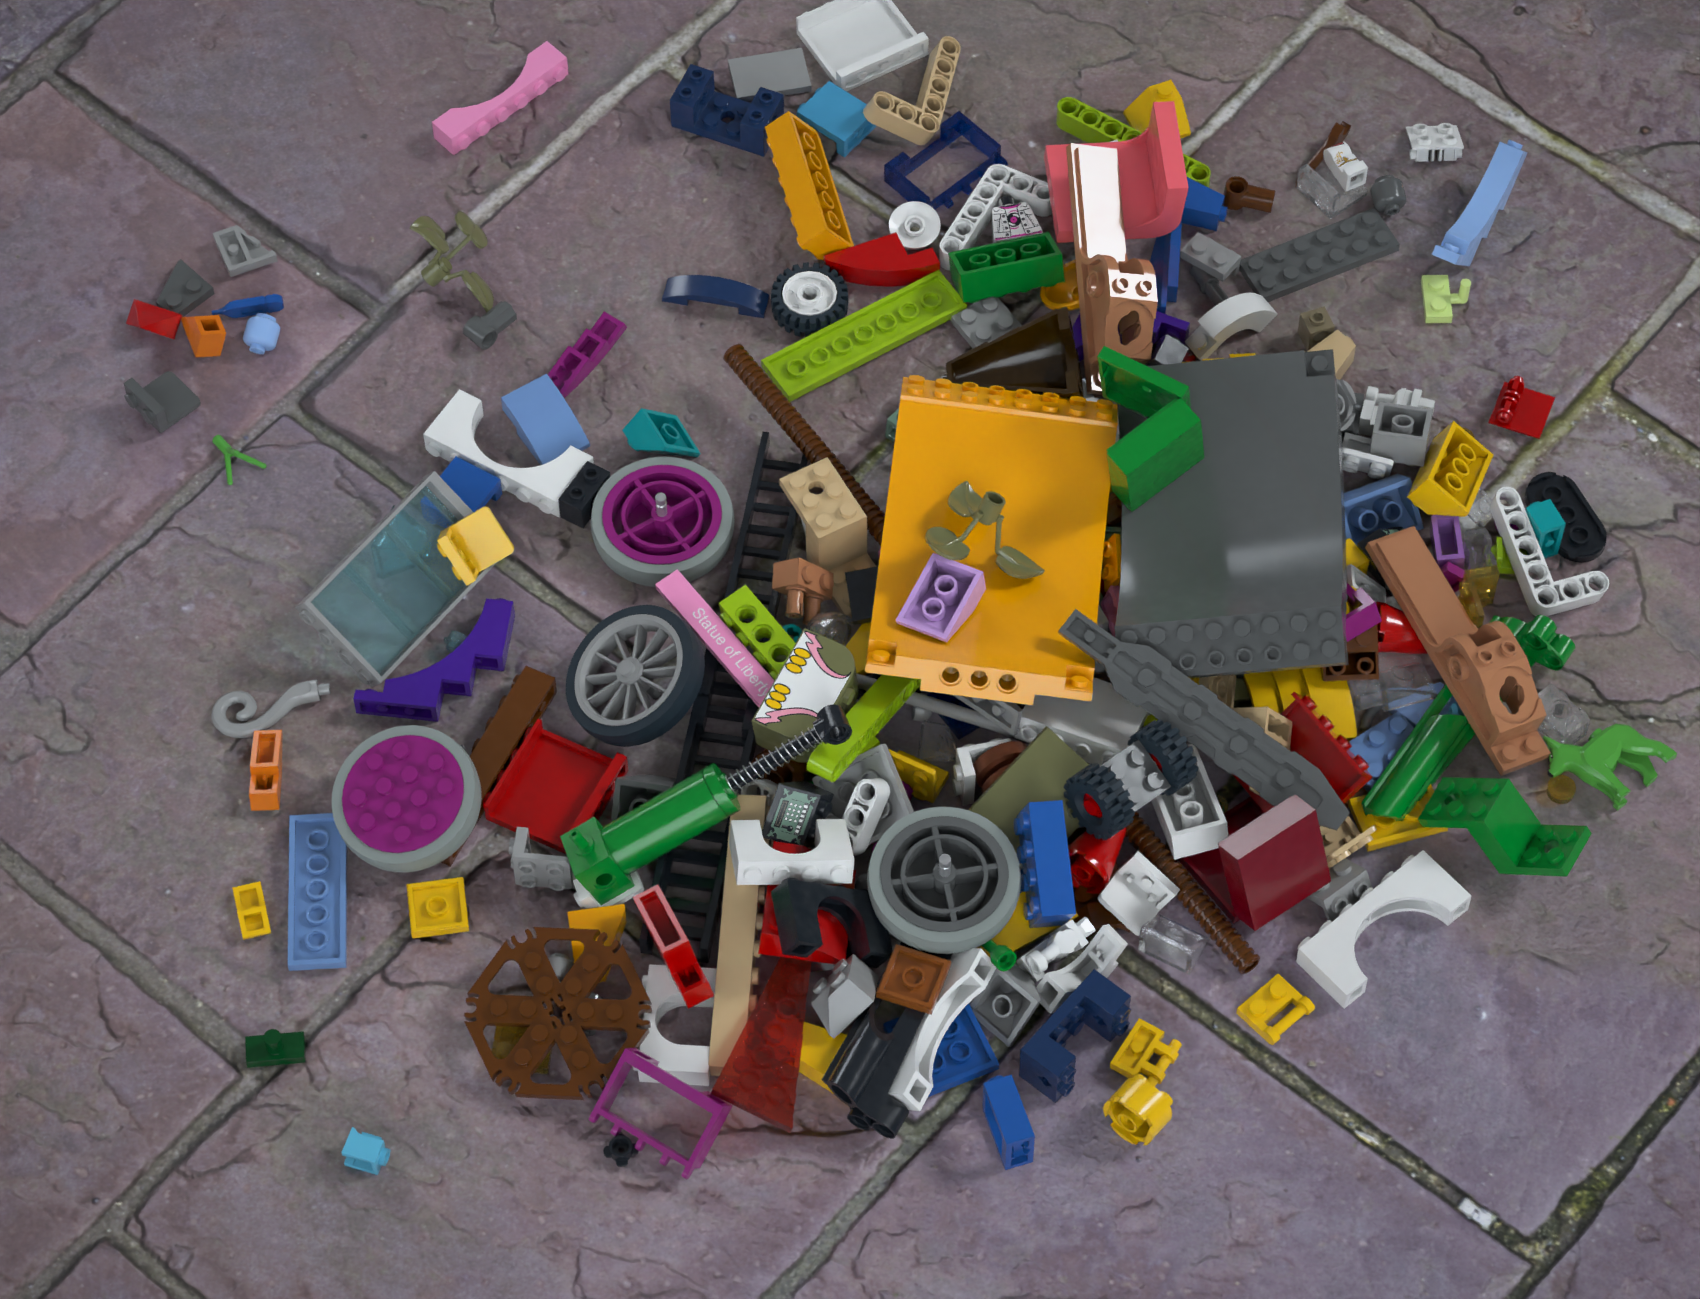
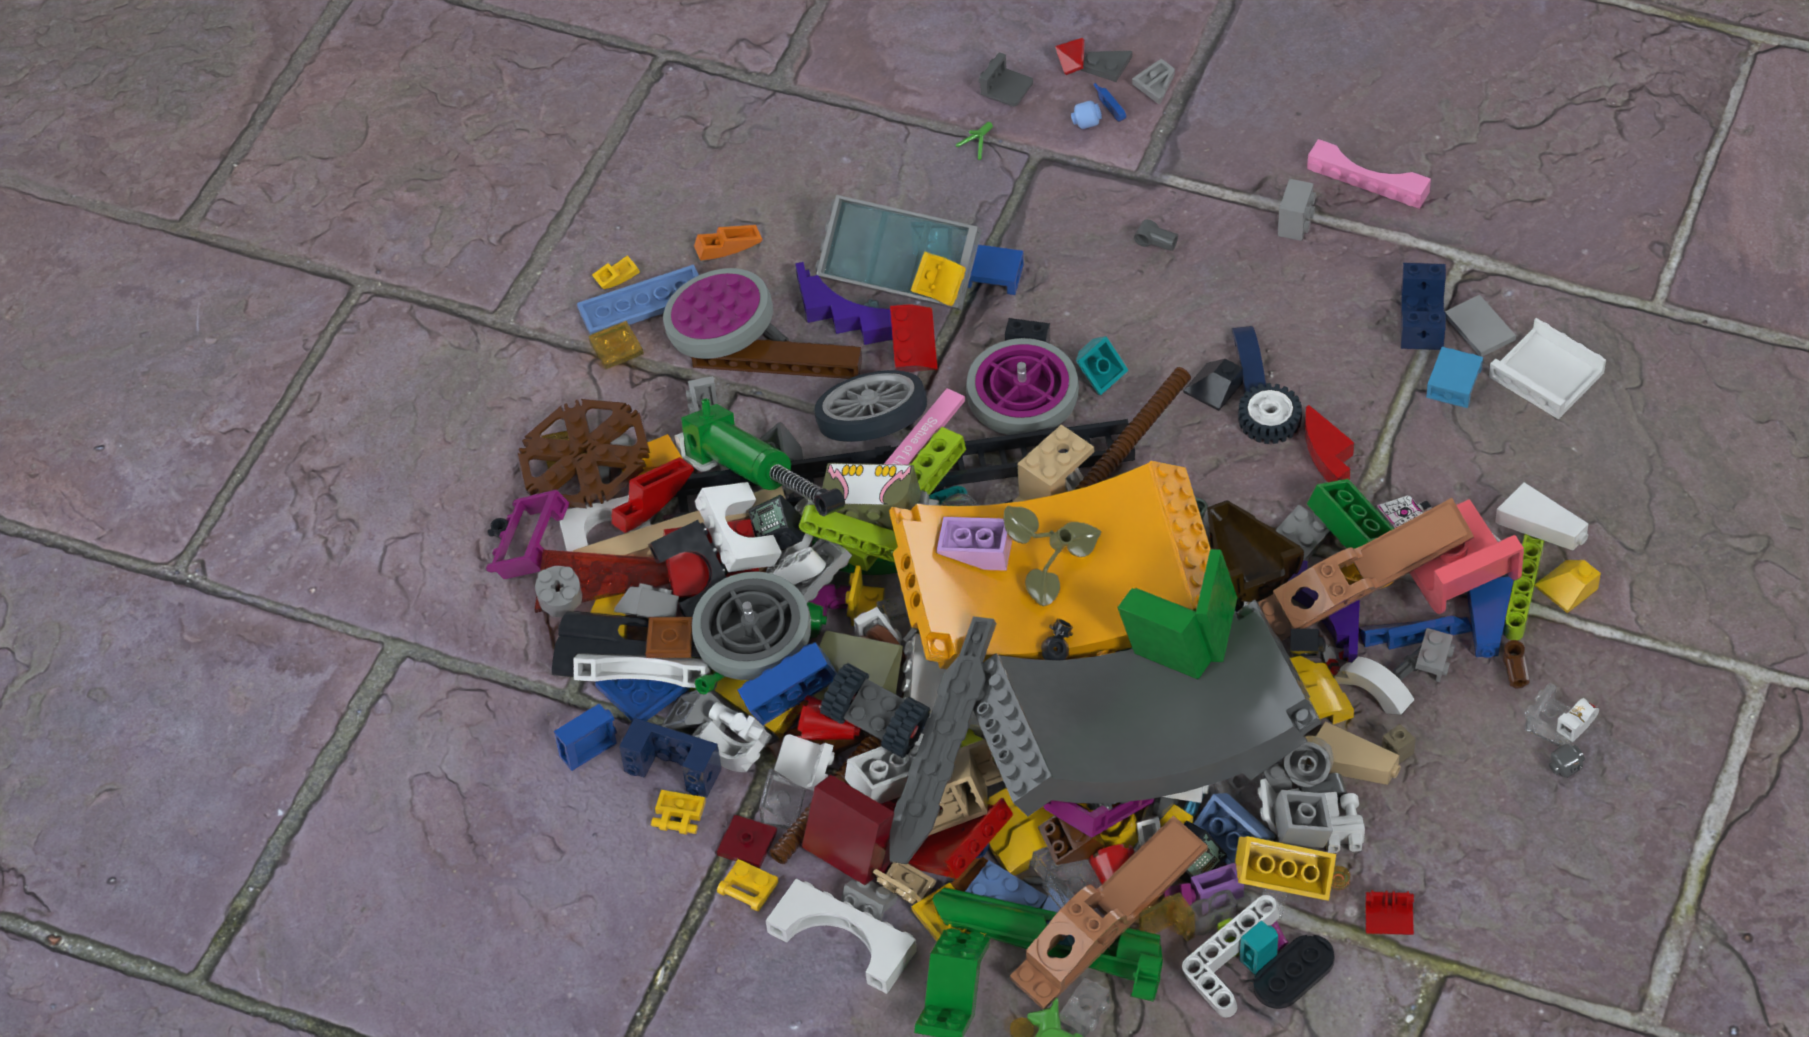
camera: 75 degrees right, 5 degrees down
(205, 334) = (1070, 83): orange slope -> none
(275, 1048) = (516, 321): dark green tile -> none
(295, 696) = (793, 237): light grey plant -> none
(365, 1152) = (451, 390): medium azure window -> none
(378, 940) = (615, 345): none -> clear yellow plate
(437, 907) = (653, 368): yellow plate -> none
(440, 268) = (1190, 162): olive plant -> none
(529, 176) = (1296, 209): none -> light grey brick
(539, 611) = (913, 338): none -> red slope
(541, 485) = (1045, 249): white arch -> none
(544, 420) = (1082, 294): medium blue slope -> none
(552, 786) = (775, 394): red panel -> none
(586, 354) = (1147, 297): magenta slope -> none
(739, 325) = (1216, 383): none -> black slope
(790, 1085) = (554, 580): none -> light grey brick
(802, 584) = (995, 475): nougat brick -> none
(808, 186) = (1368, 374): light orange brick -> none
(863, 335) = (1248, 454): lime plate -> none
(915, 215) = (1372, 448): white dish -> none
(921, 121) = (1501, 424): tan beam -> none
(950, 130) = (1426, 430): clear blue hinge -> none
(977, 211) = (1385, 488): white beam -> none
(1082, 100) = (1541, 518): none -> white slope
(1082, 564) = (1061, 628): none -> black plate
(1104, 581) = (1048, 648): none -> black plate
(1138, 1110) = (622, 814): yellow brick -> none
(1211, 993) = (747, 841): none -> dark red plate
(1318, 255) = (1482, 731): dark grey plate -> none
(1335, 137) = (1610, 708): reddish brown piece -> none
(1432, 138) = (1645, 780): white hinge -> none
(1438, 299) = (1479, 825): yellowish green plate -> none
(1491, 195) = (1537, 820): light blue arch -> none

